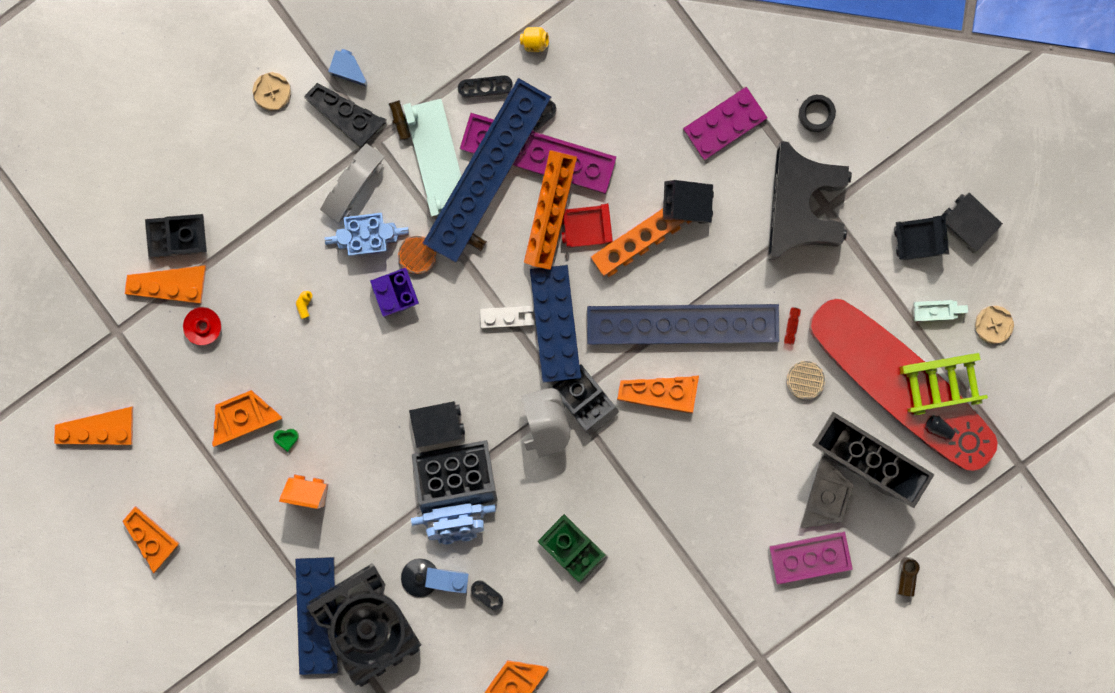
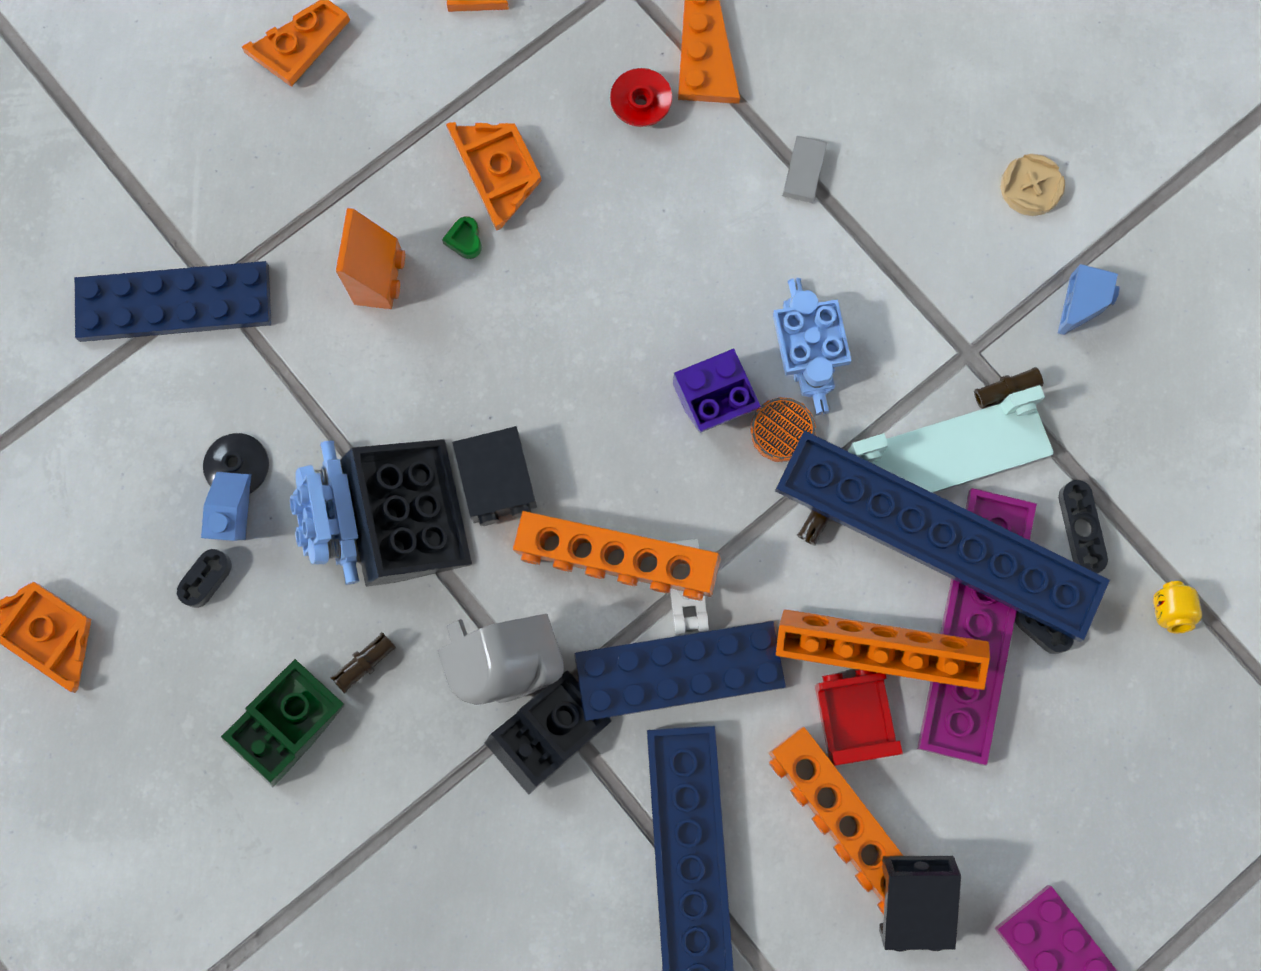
camera: 85 degrees right, 10 degrees down
(175, 236) = (783, 49): black slope -> none
(253, 229) = (804, 169): none -> light grey tile
(302, 303) = (688, 250): yellow arm -> none
(351, 119) = (1001, 310): black wing -> none
(351, 182) = (898, 312): light grey brick -> none
(356, 664) = (81, 368): black brick -> none
(469, 401) = (537, 528): none -> orange brick
(540, 503) = (363, 662): none -> dark brown pin
(663, 393) = (565, 881): orange wing -> none

